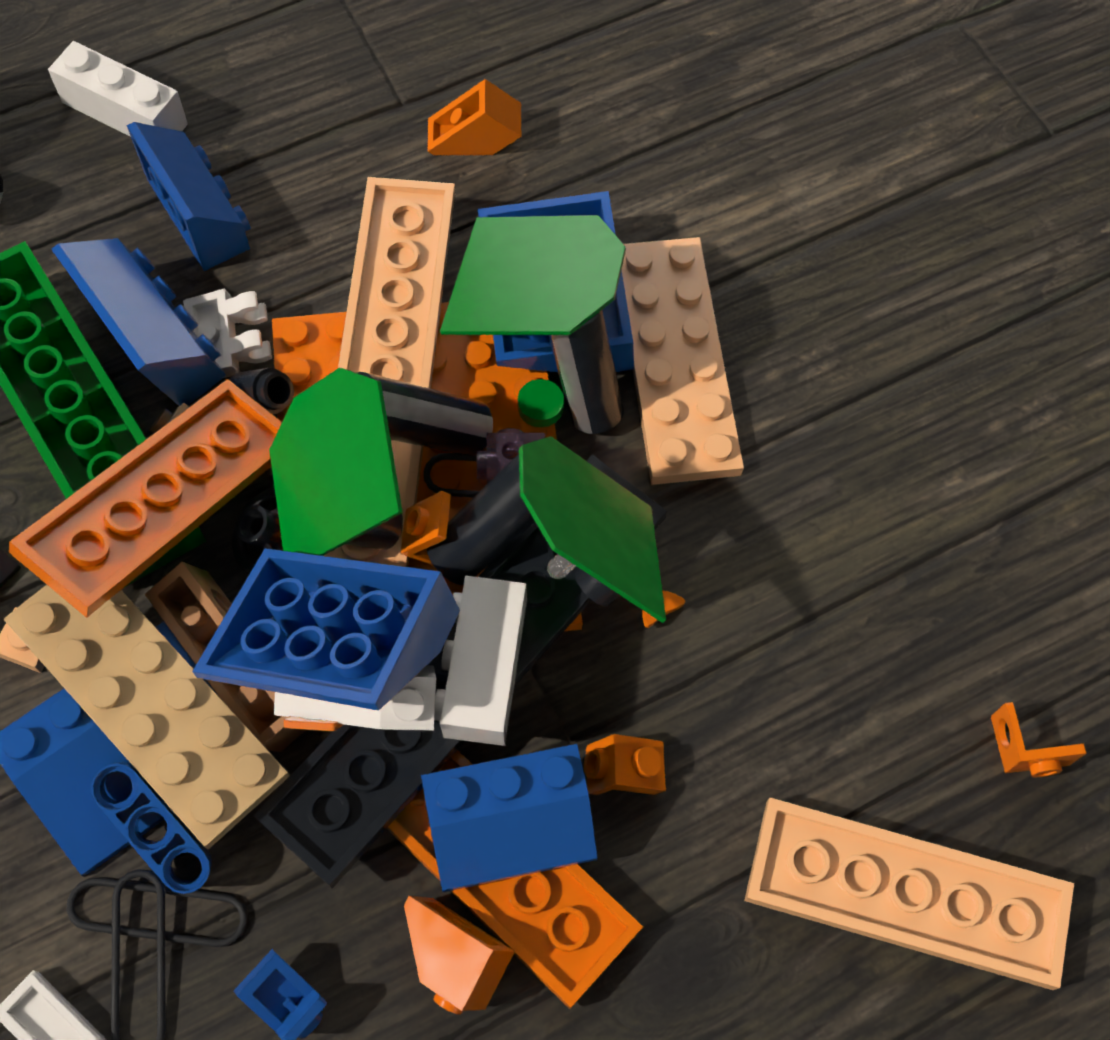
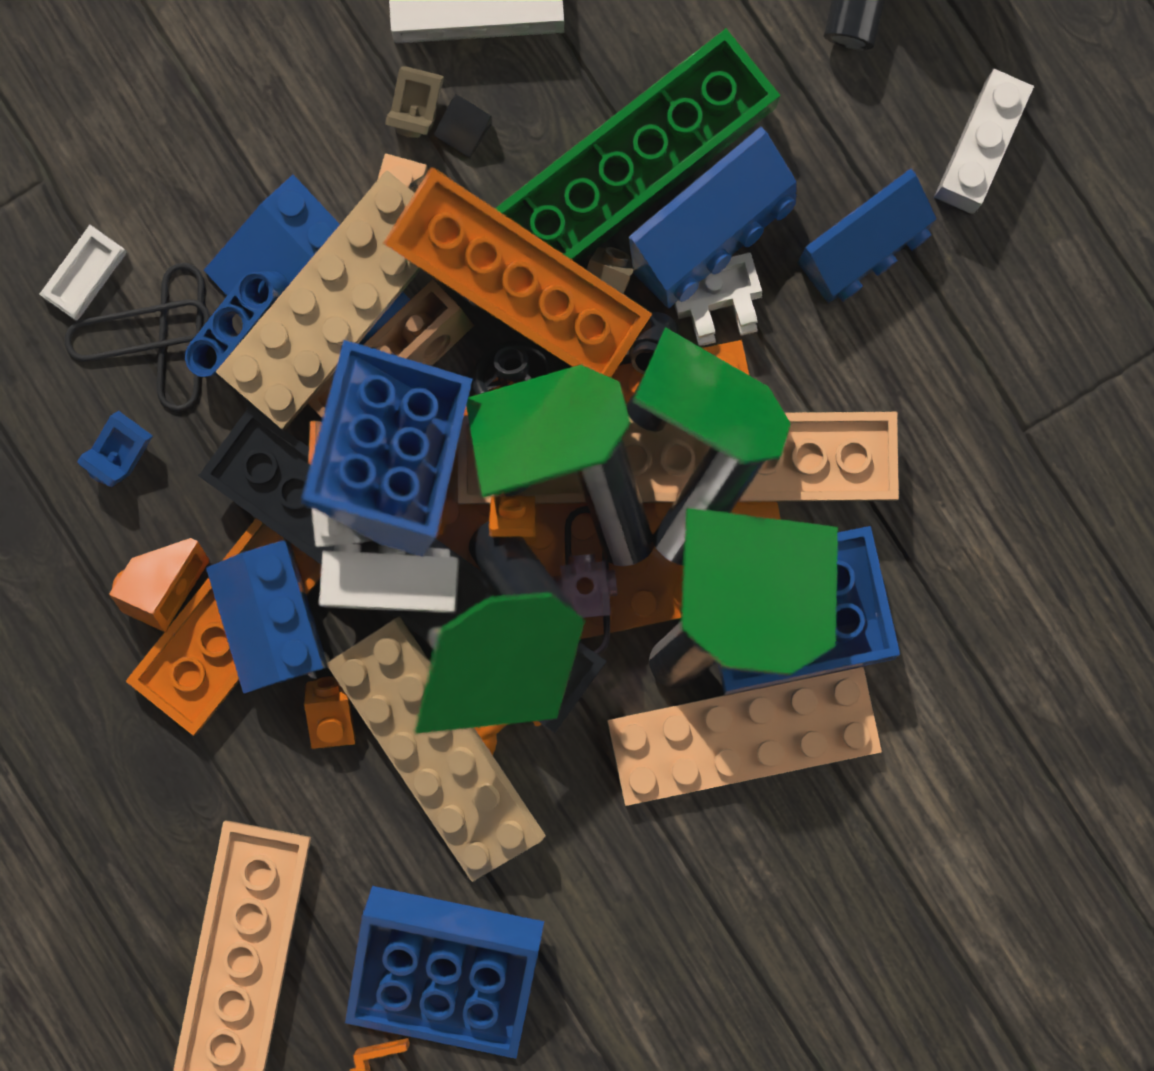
camera: 90 degrees right, 20 degrees up
(406, 303) = (717, 407): none -> green piece
(475, 123) = (993, 510): orange slope -> none
(540, 403) = (664, 607): green tile -> none
(644, 665) = (445, 770): none -> tan plate
(919, 664) = (443, 971): none -> blue slope

